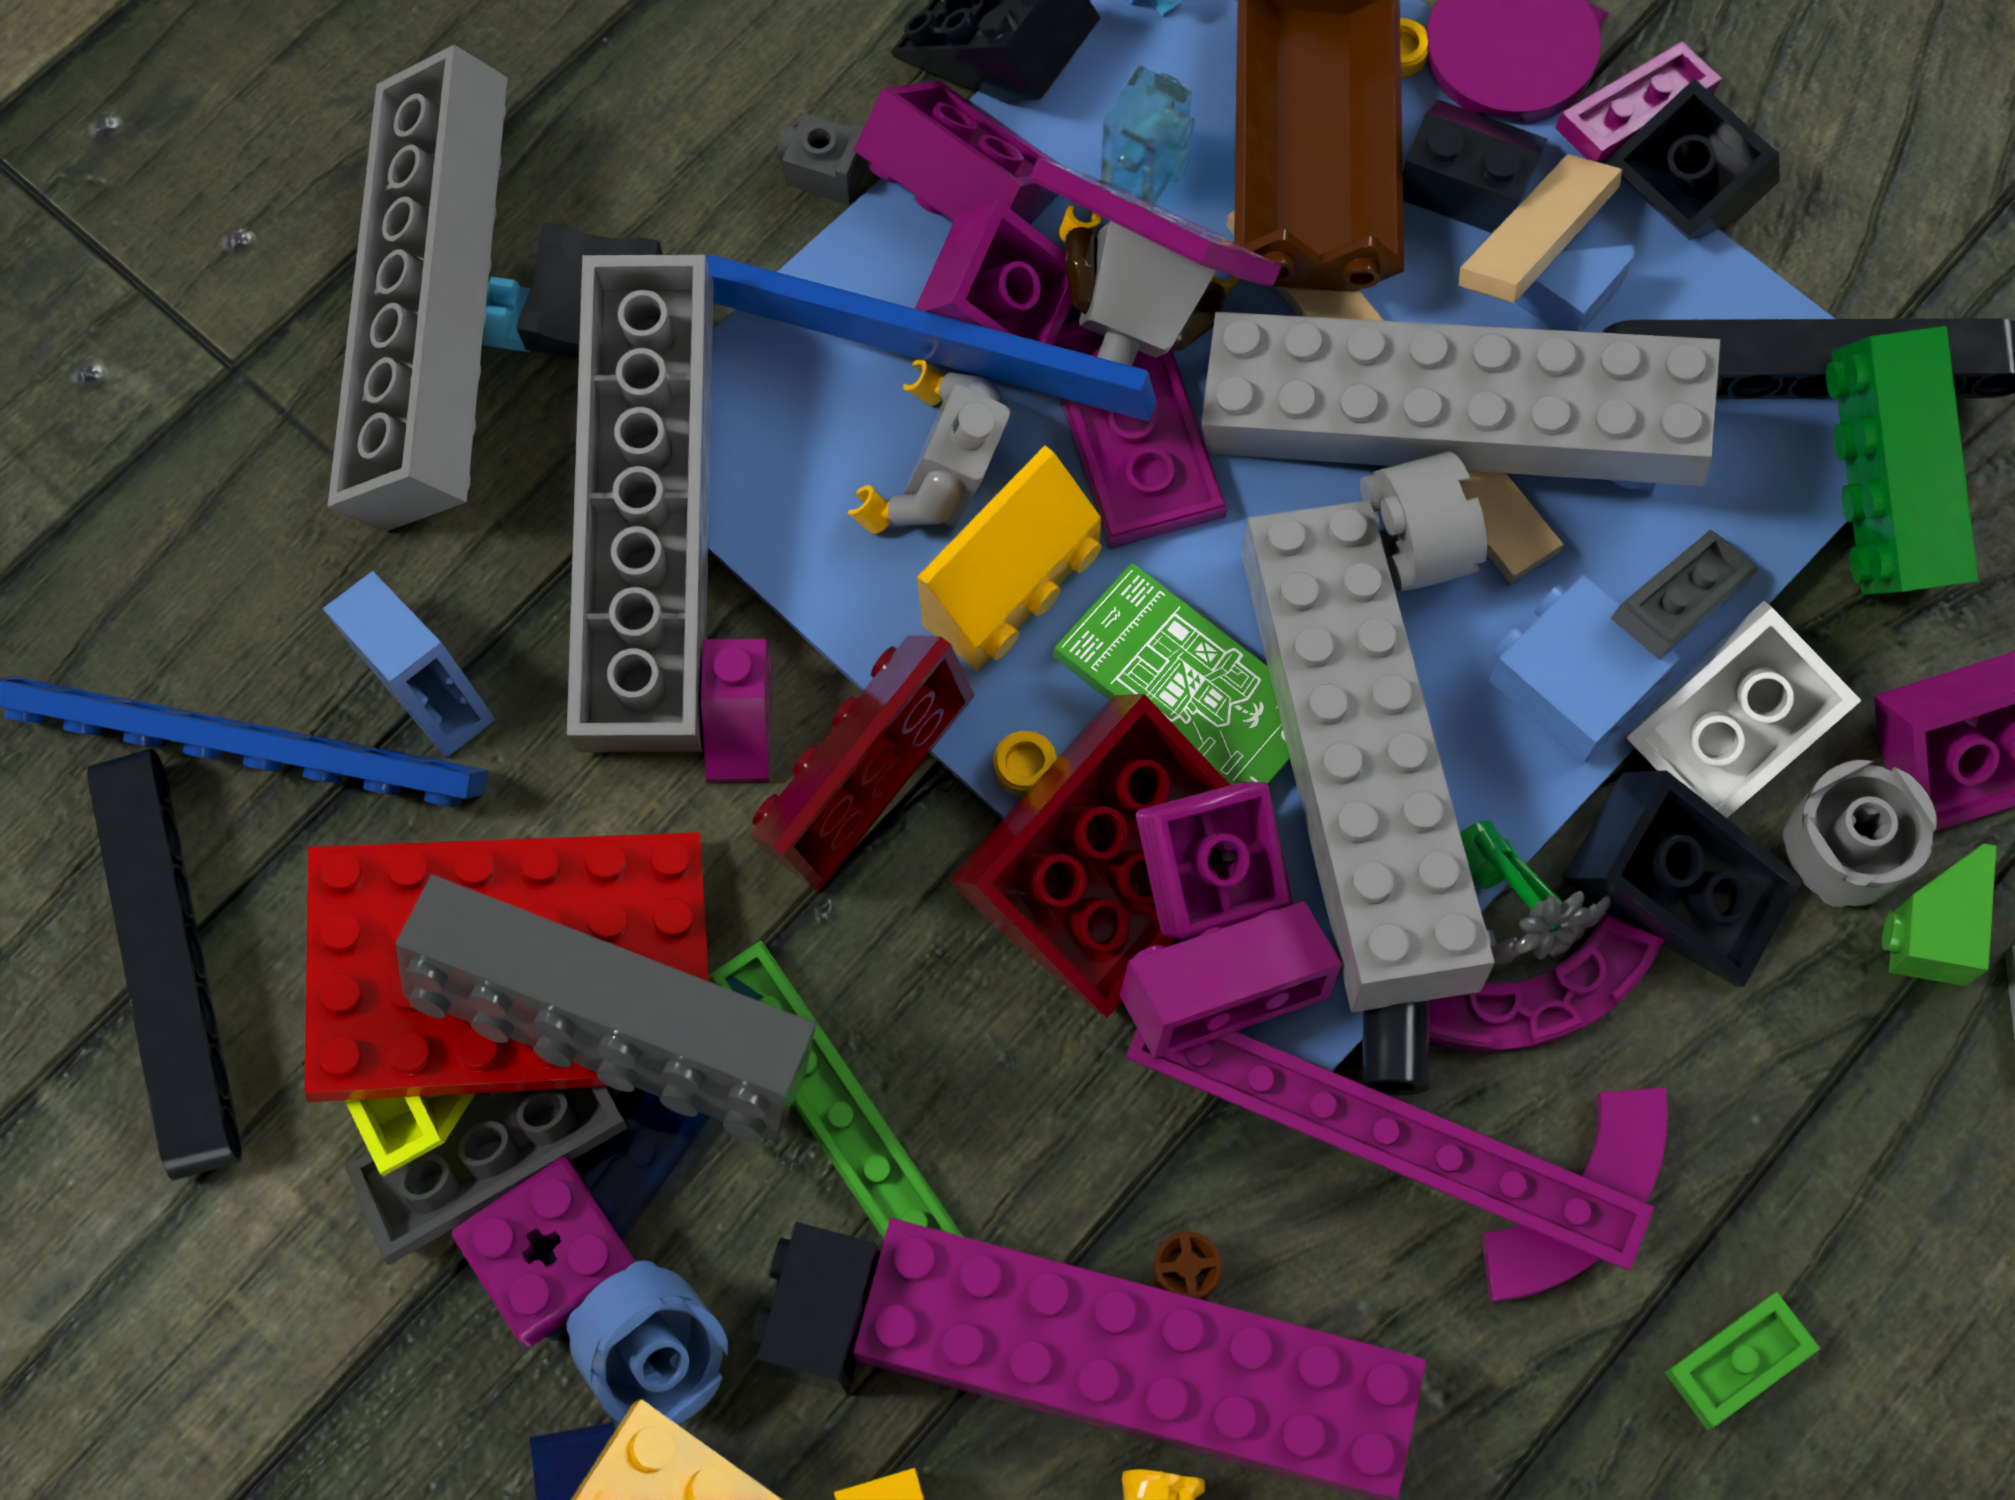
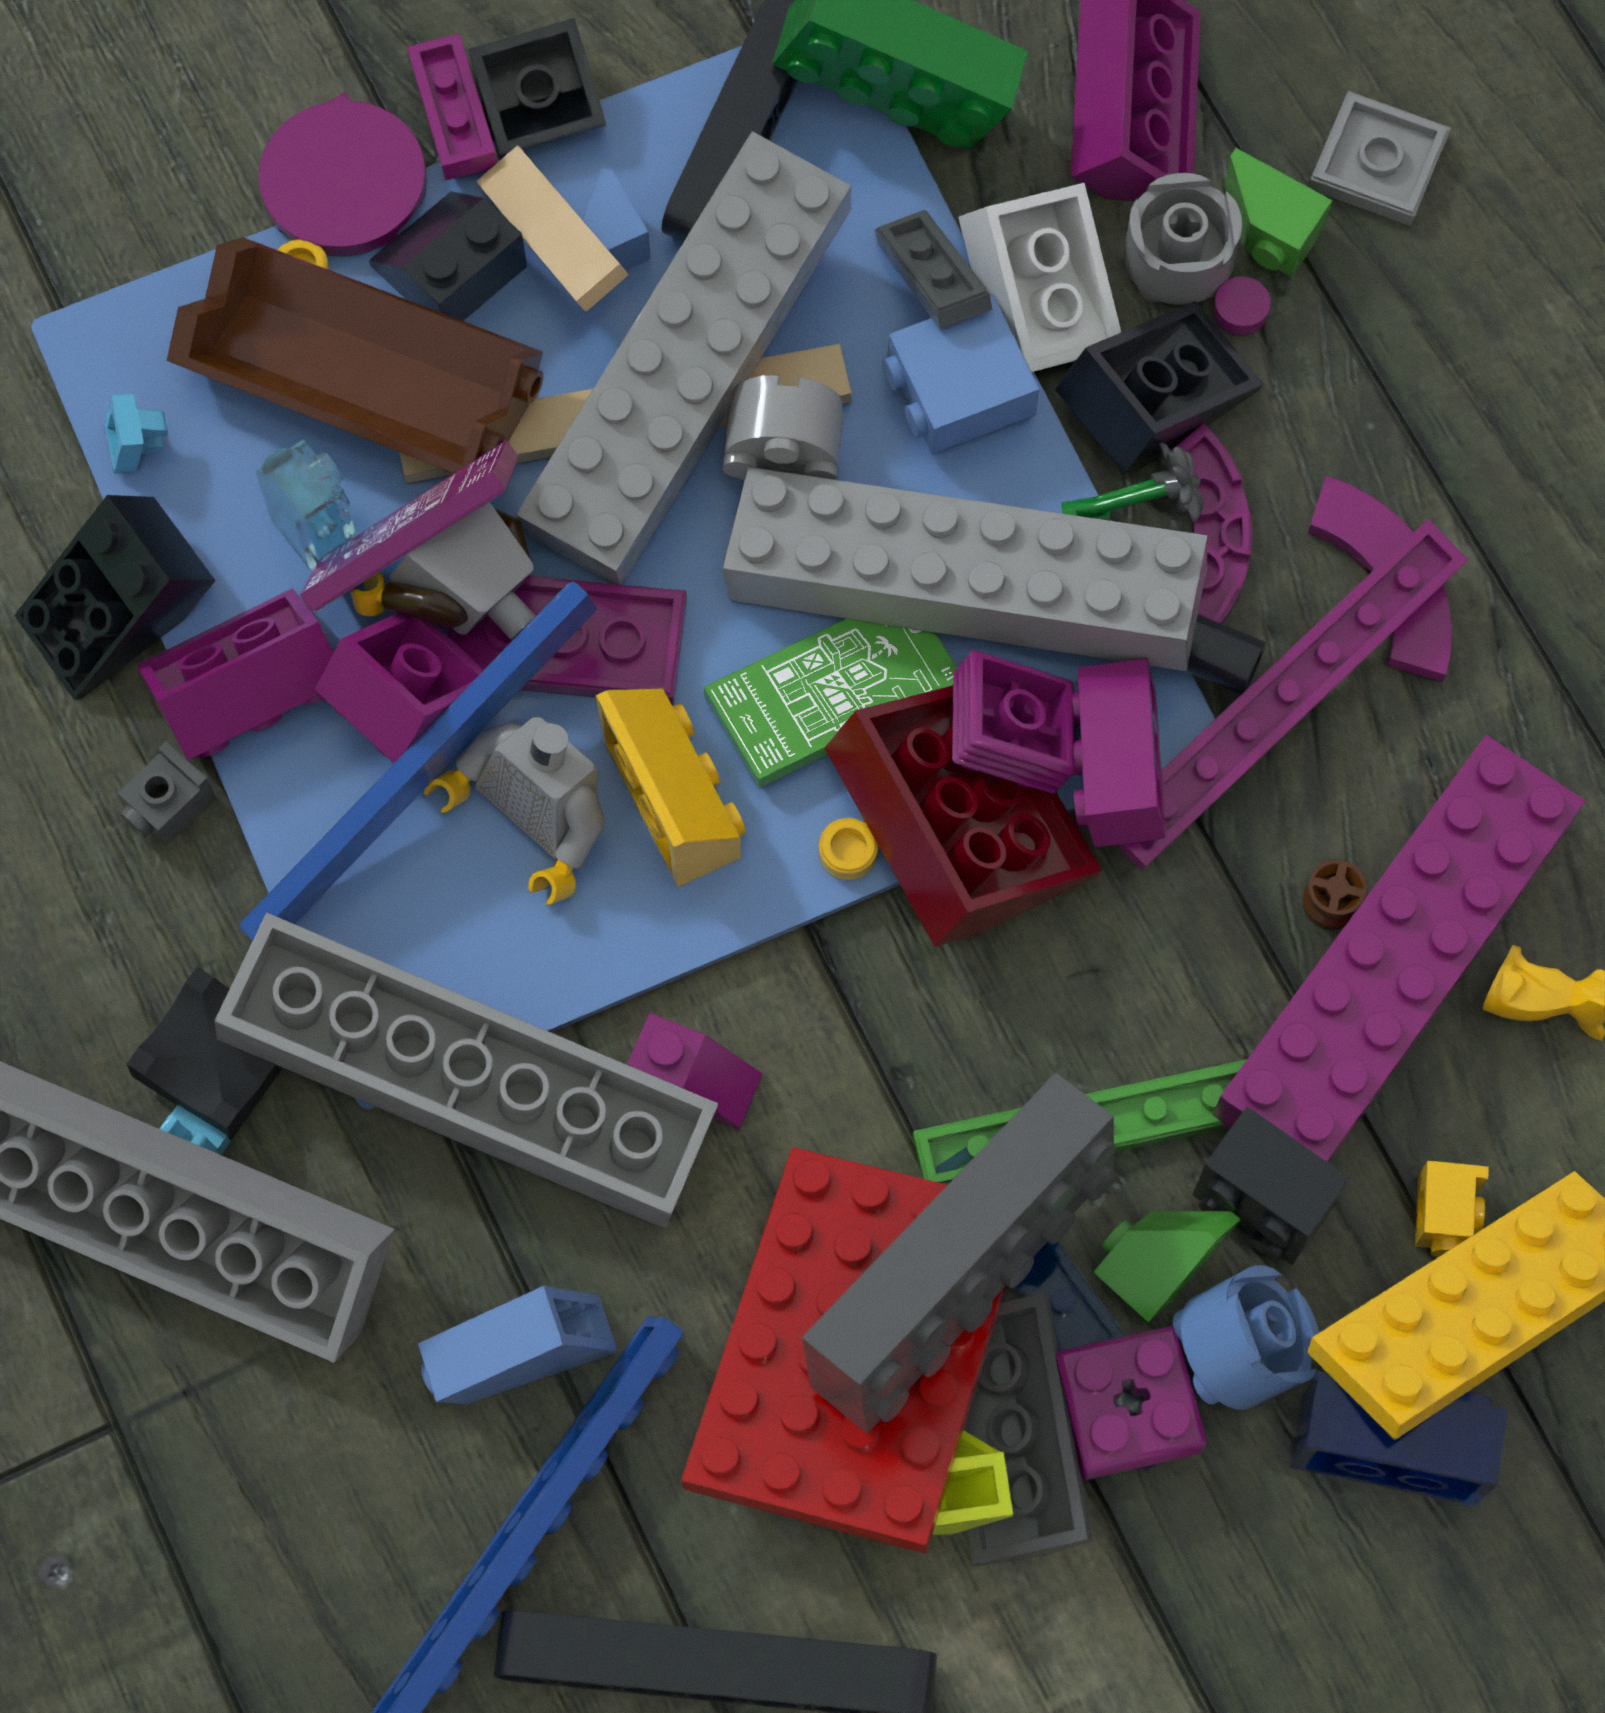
camera: 70 degrees left, 0 degrees up
(708, 1225) = (1161, 1255): none -> bright green slope
(864, 759) = (798, 971): dark red slope -> none
(1742, 1360) = (1559, 517): bright green plate -> none
(1823, 930) = (1241, 305): none -> magenta tile

